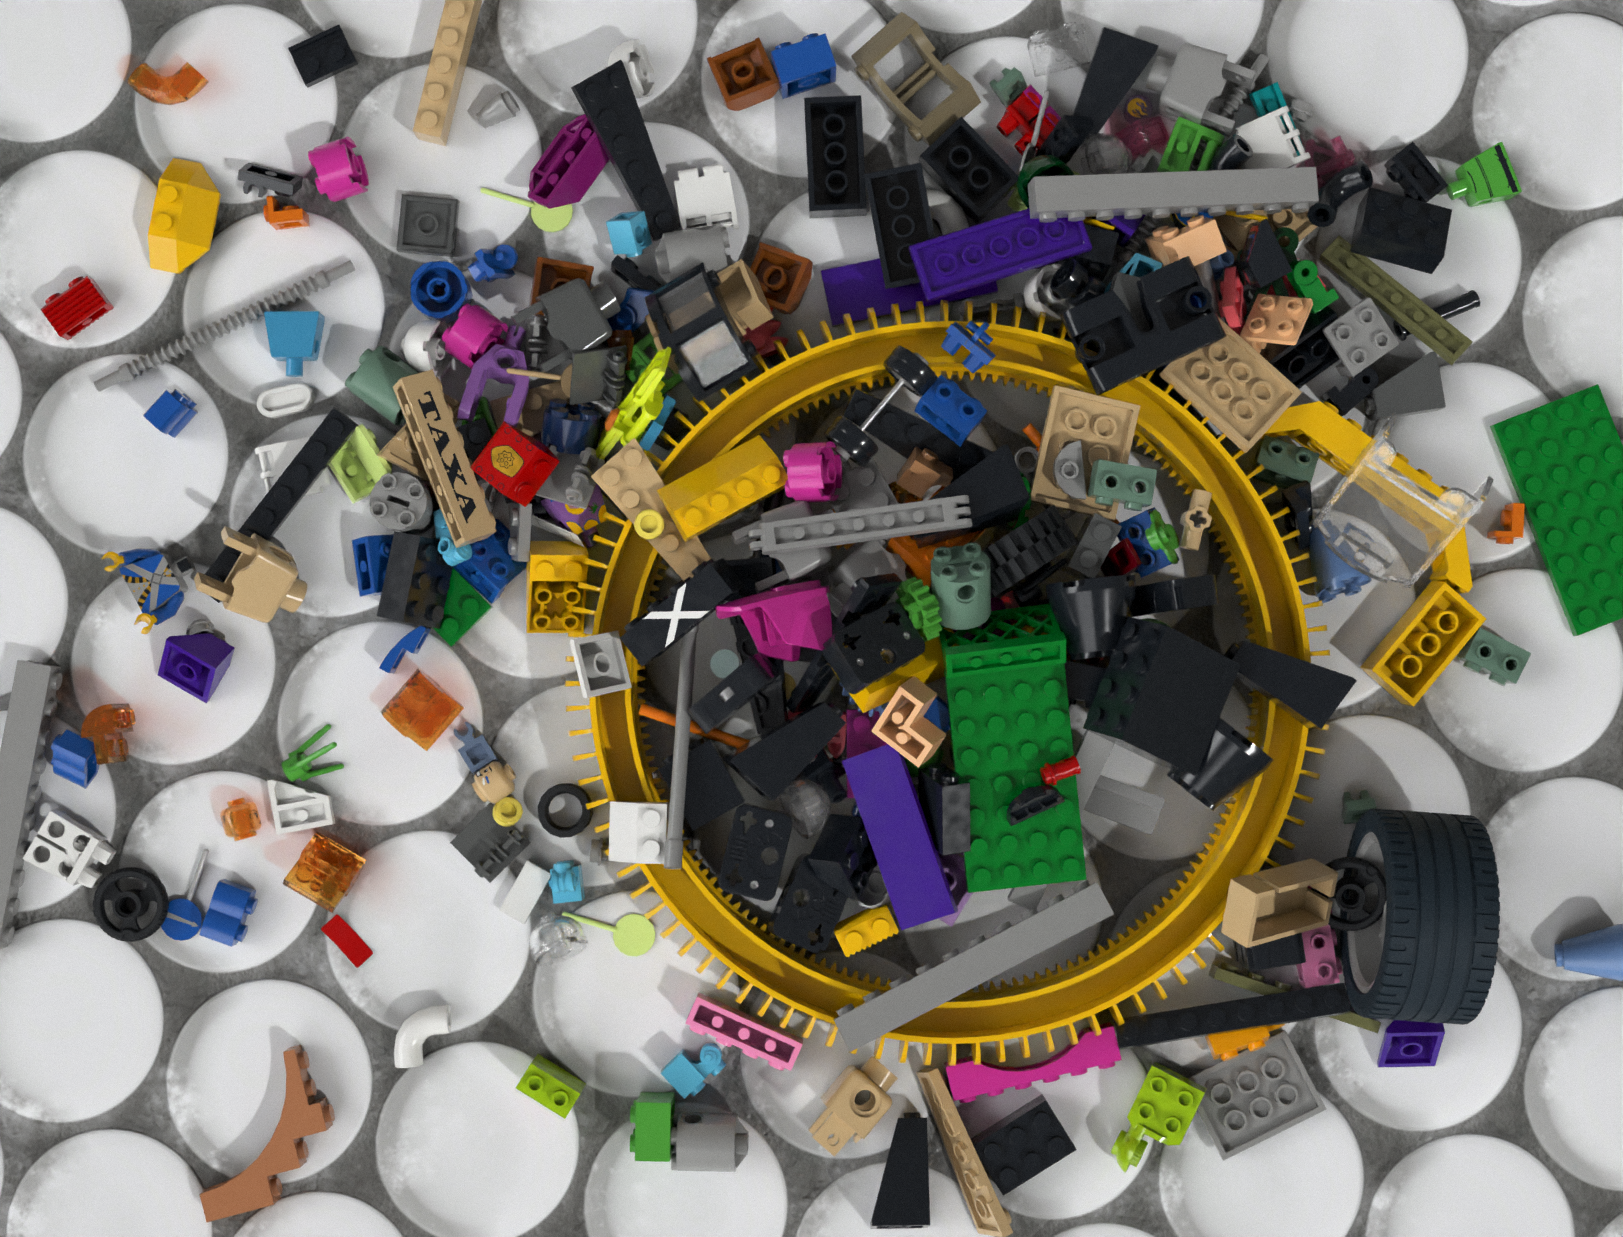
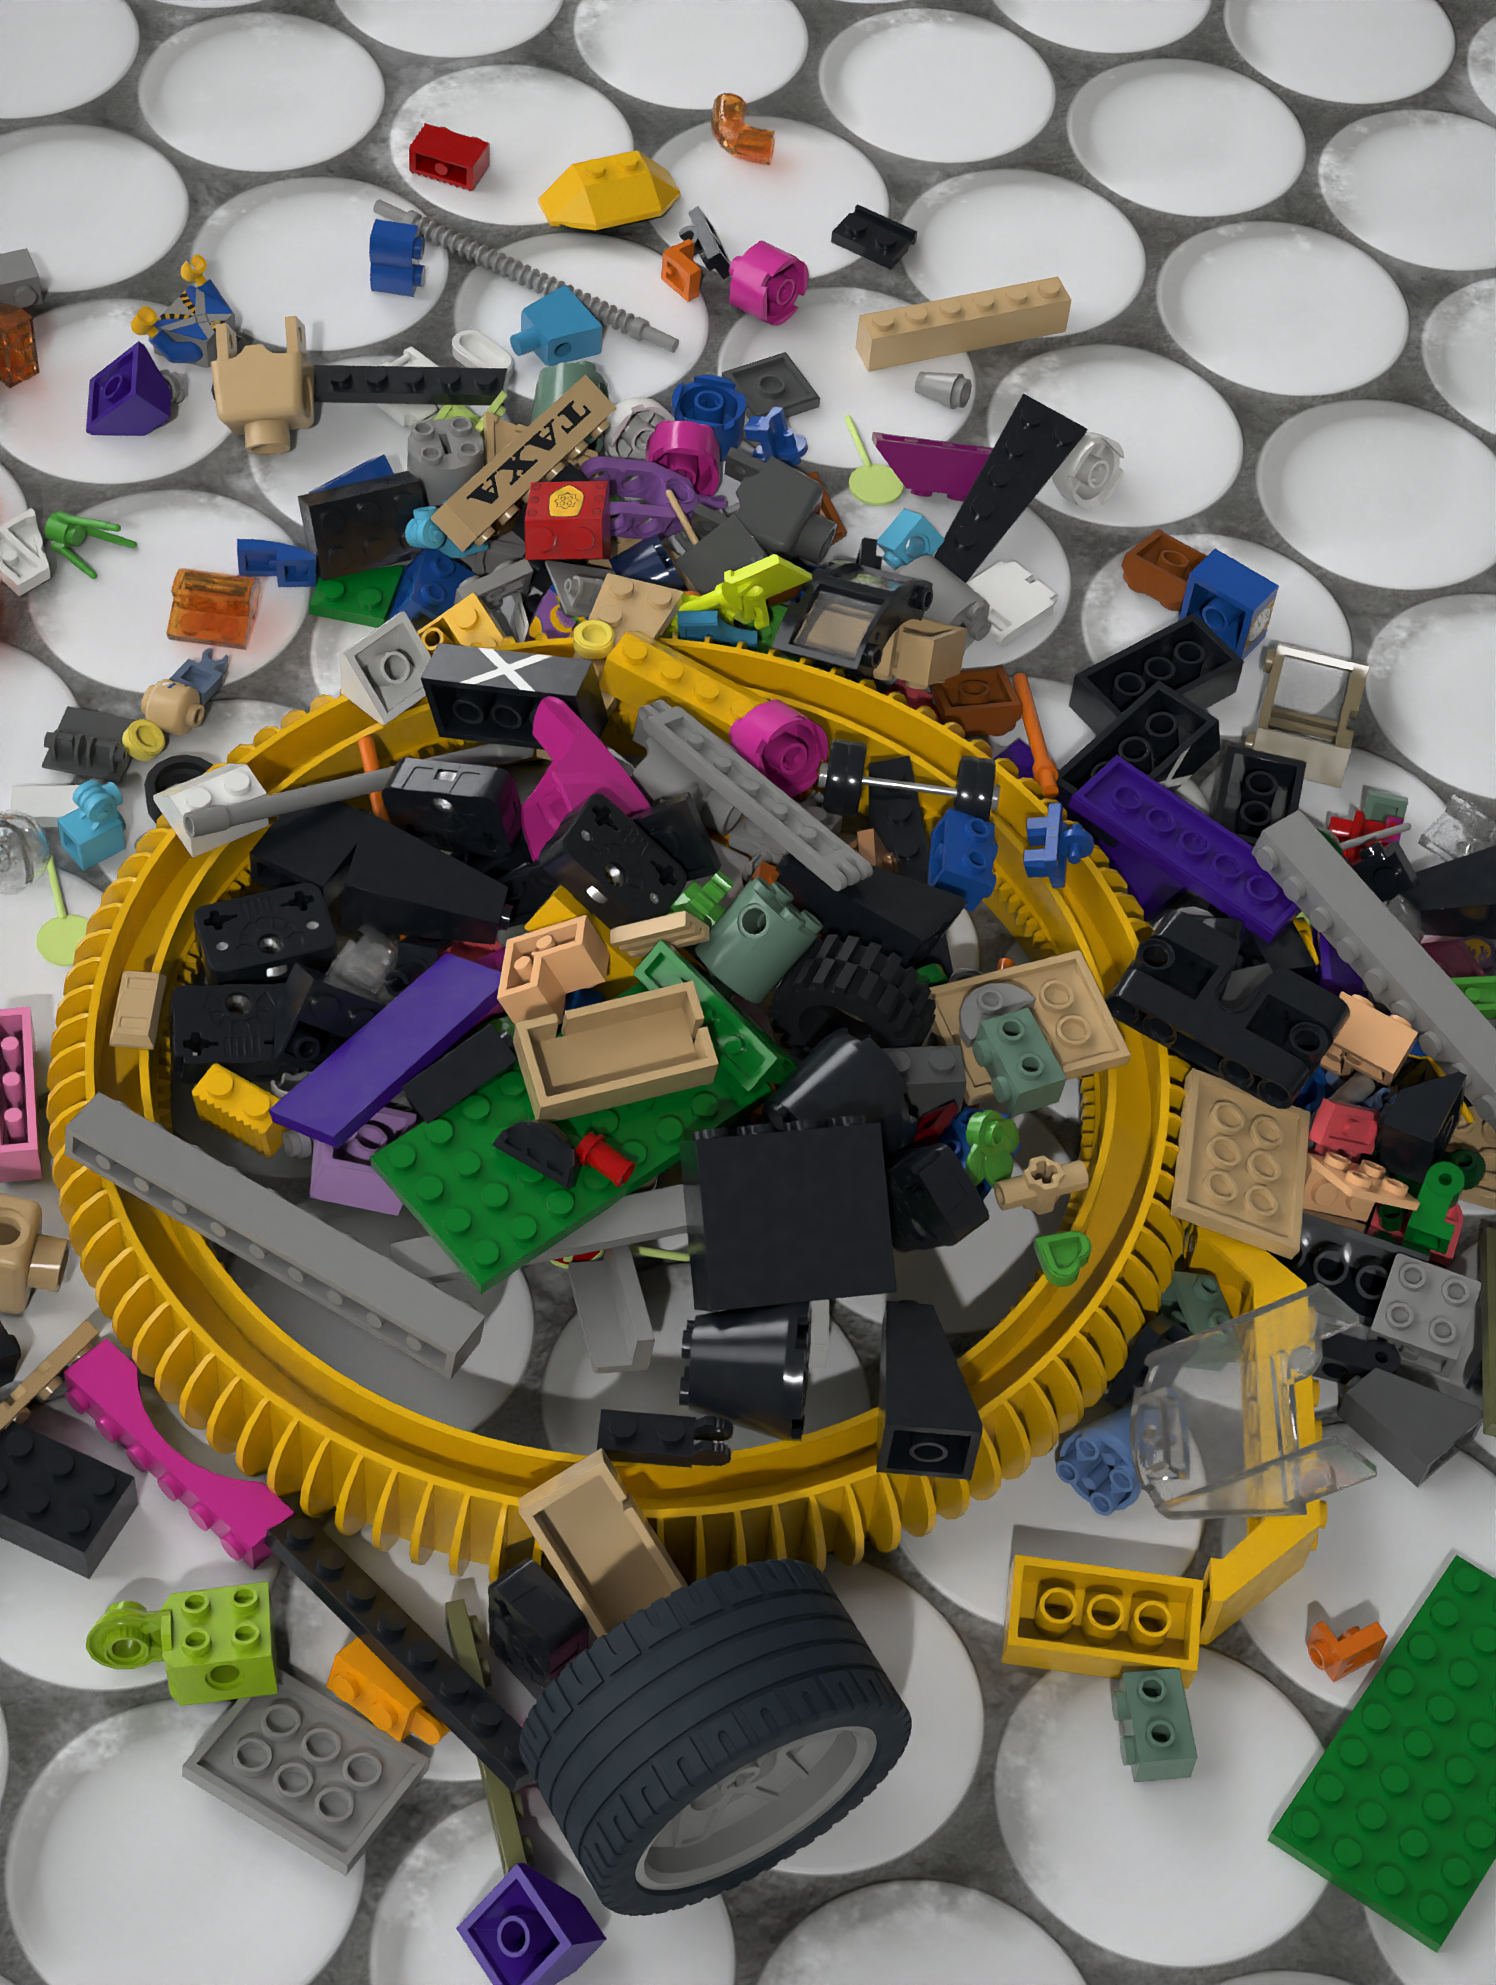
camera: 55 degrees right, 35 degrees down
(767, 955) = (138, 1010): none -> tan tile
(881, 290) = (1044, 768): none -> orange bar
(936, 649) = (678, 929): none -> tan tile
(1008, 730) = (615, 1052): none -> tan piece
(1223, 833) = (664, 1438): none -> black hinge
(1242, 537) = (1062, 1256): none -> bright green tile

